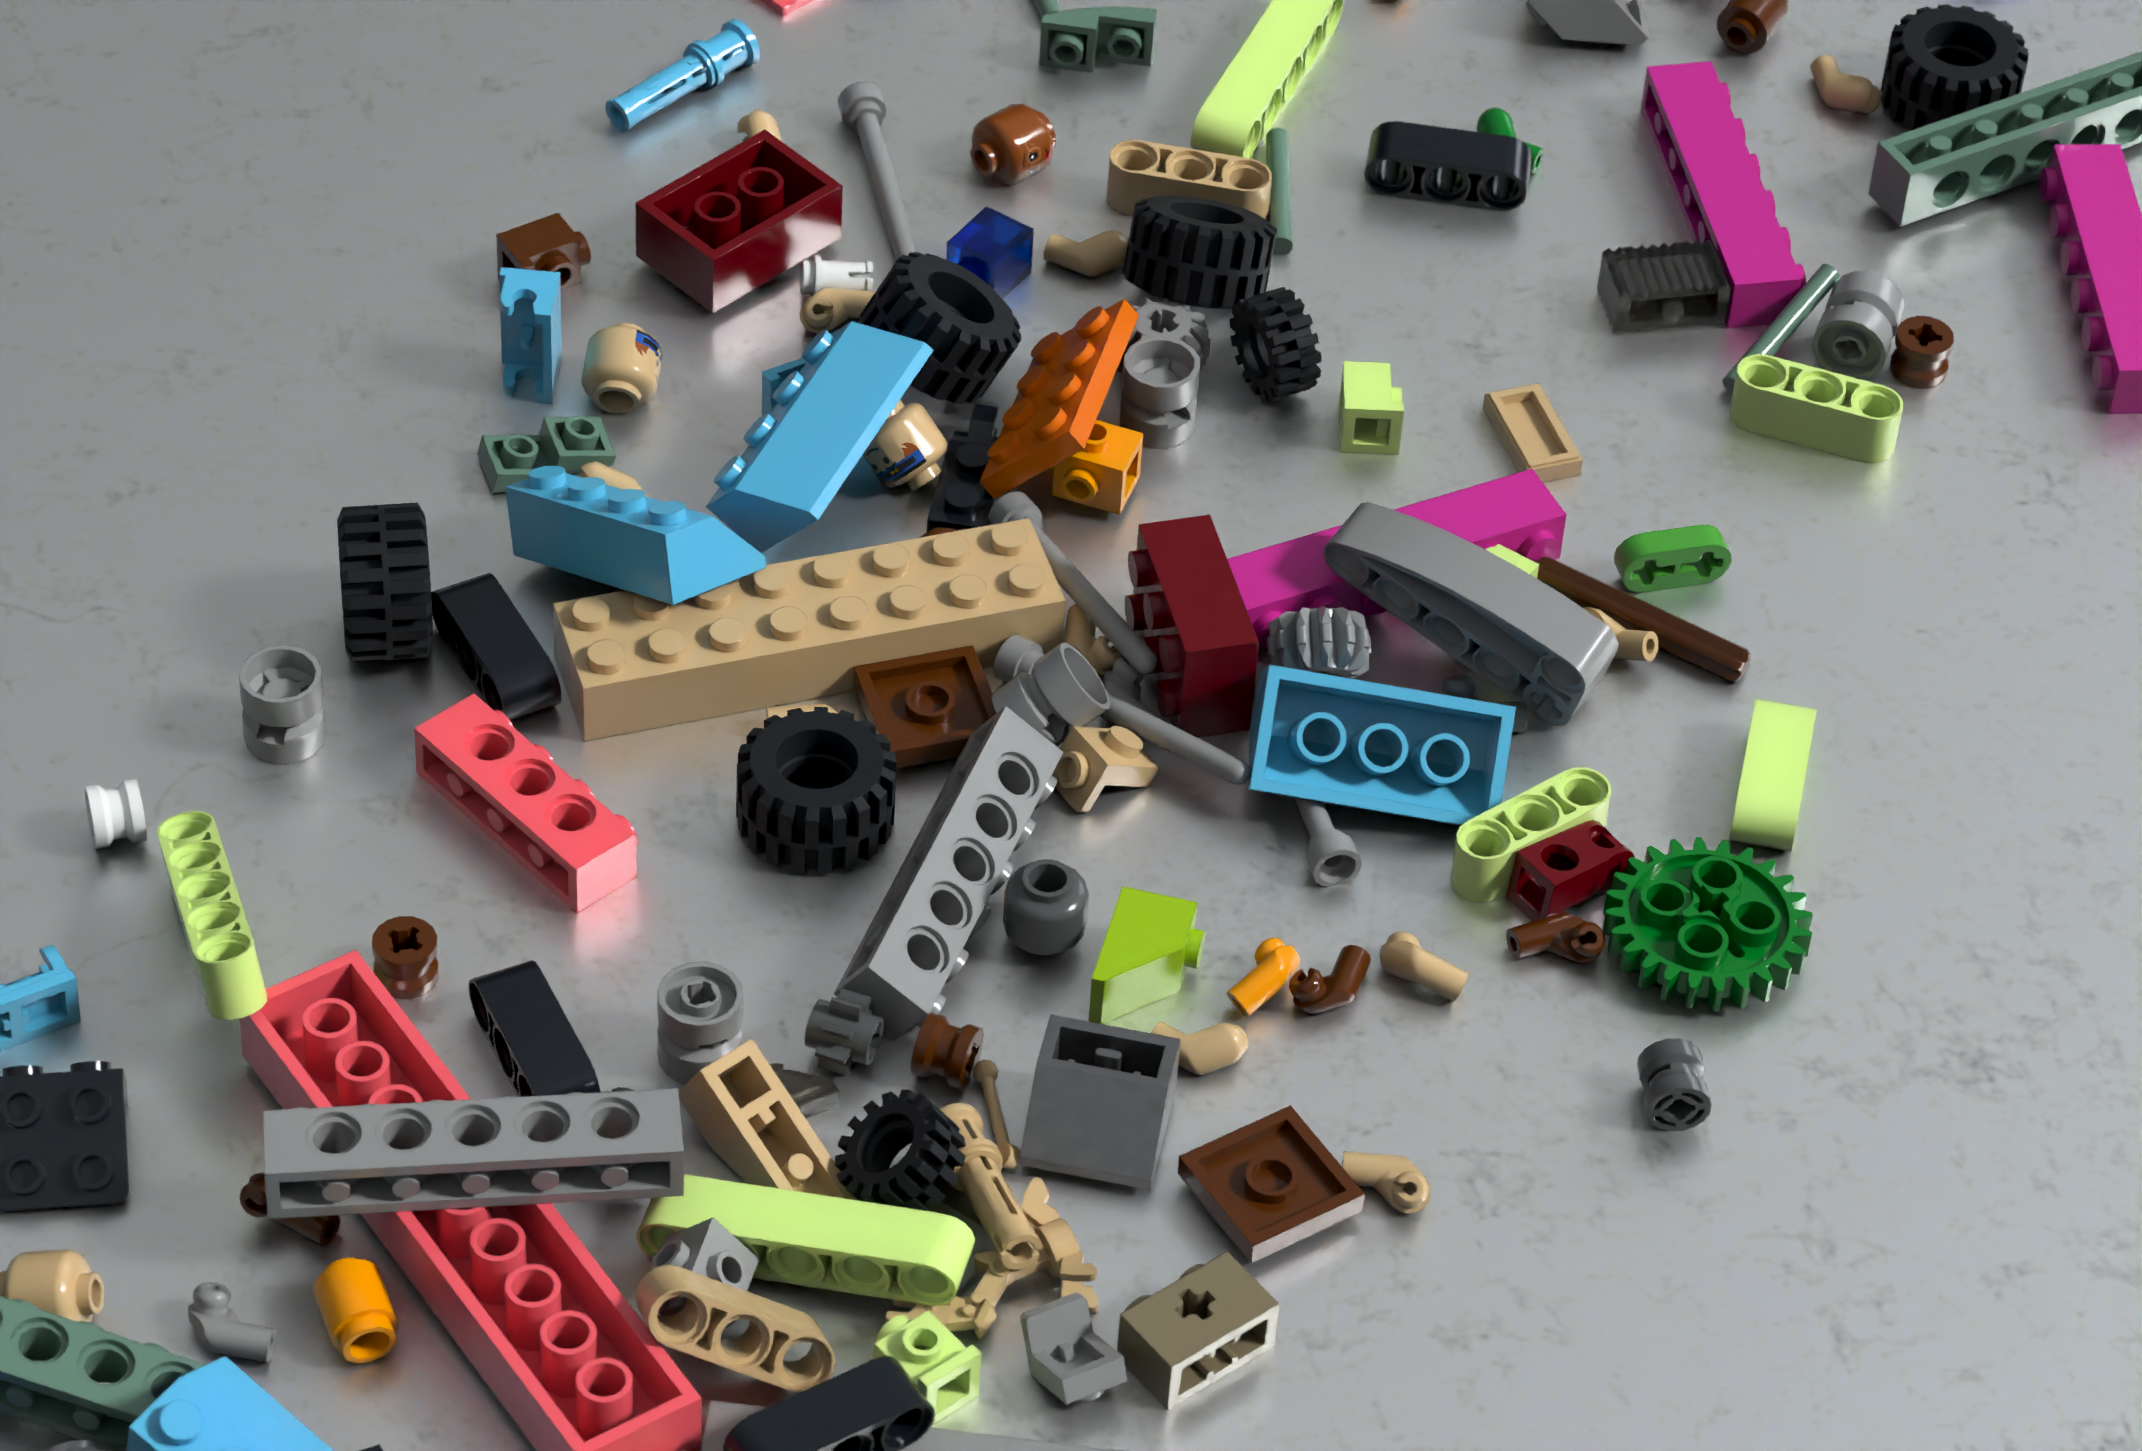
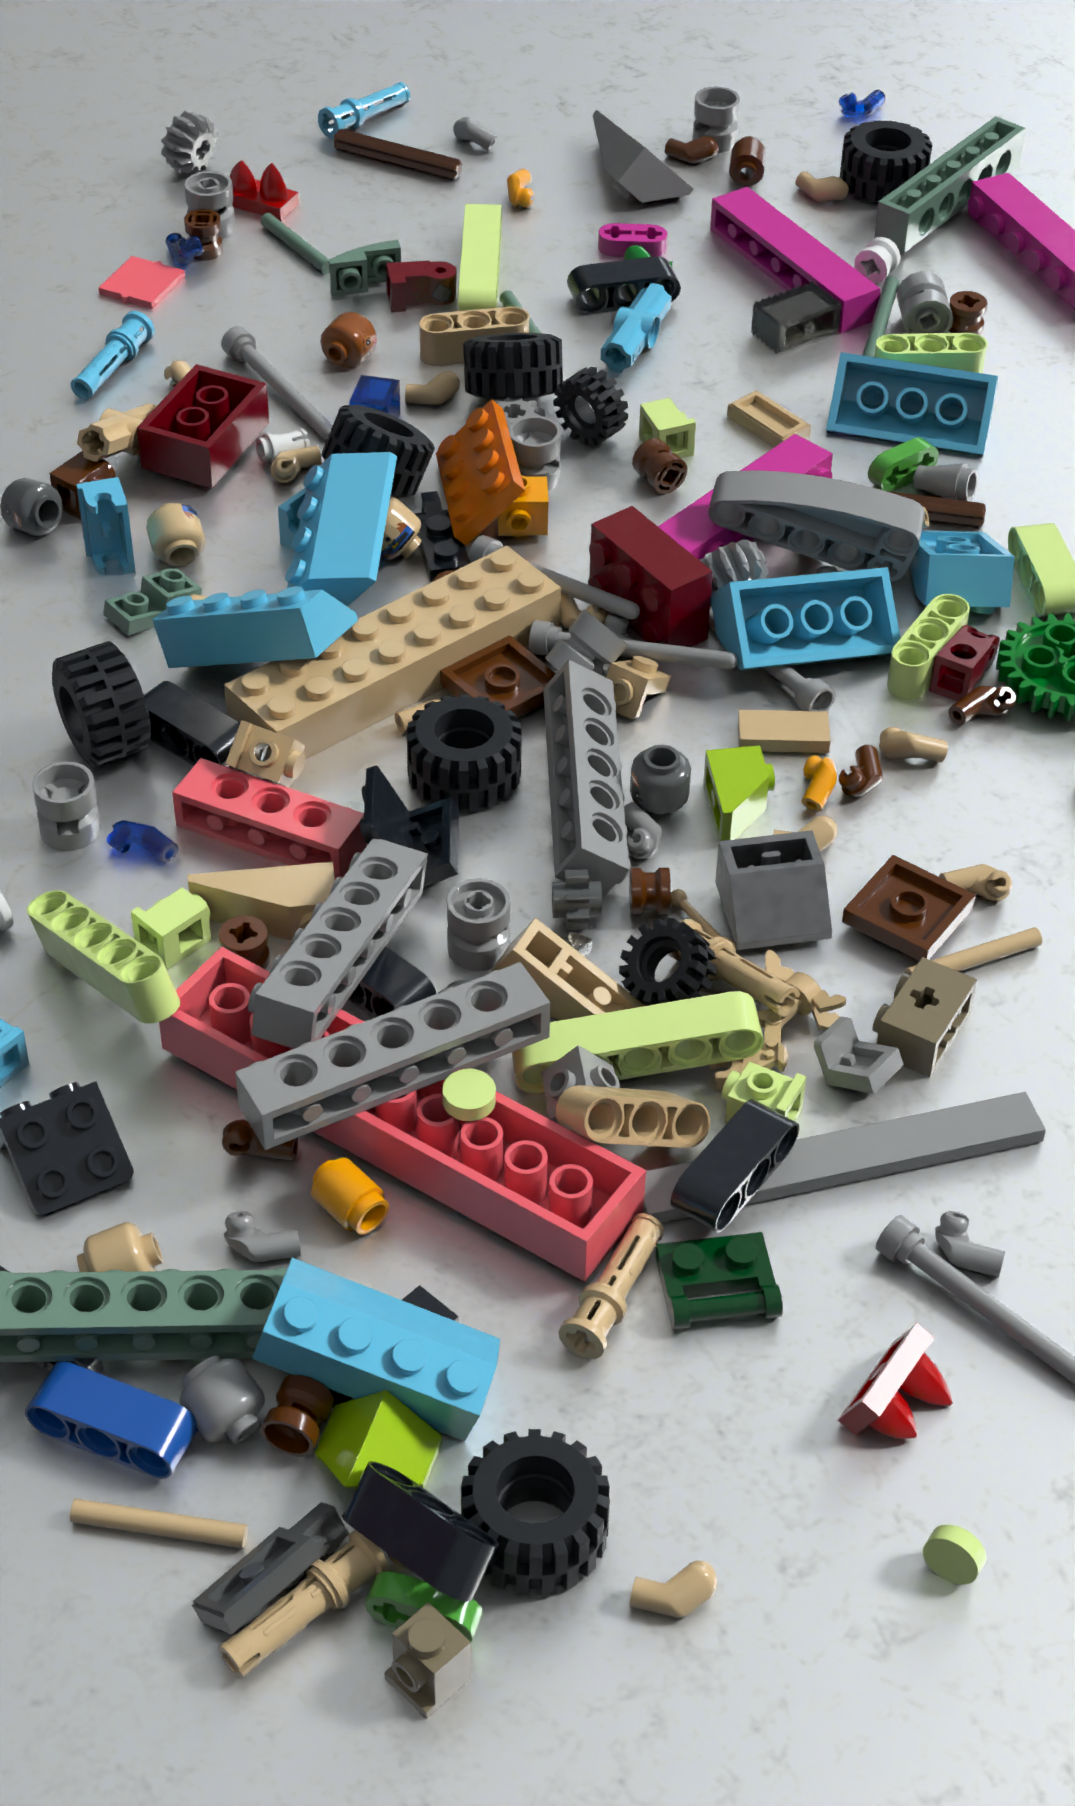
camera: 20 degrees left, 0 degrees up
(331, 905) = (173, 926): none -> yellowish green brick
(368, 775) = (147, 836): none -> clear blue arm
(457, 273) = (31, 507): none -> dark grey head
(476, 911) = (276, 895): none -> tan slope
(495, 991) = (337, 944): none -> light grey brick
(539, 1233) = (469, 1094): none -> yellowish green tile
(553, 714) = (251, 746): none -> tan brick
(605, 200) = (113, 433): none -> tan piece
(674, 883) = (425, 829): none -> black bracket
(995, 973) = (646, 832): none -> light grey arm
(1159, 82) = (420, 283): none -> dark red leg
(1264, 891) = (784, 730): none -> tan tile
(1327, 459) = (659, 465): none -> reddish brown wheel
(1337, 1275) = (990, 951): none -> tan bar
(1425, 238) = (635, 328): none -> medium azure piece
(1527, 99) = (617, 237): none -> dark pink beam
(1648, 733) = (963, 566): none -> medium azure slope
(1723, 603) = (947, 481): none -> light grey cone
(1742, 473) = (912, 401): none -> medium azure slope
(1842, 229) = (886, 257): none -> wheel

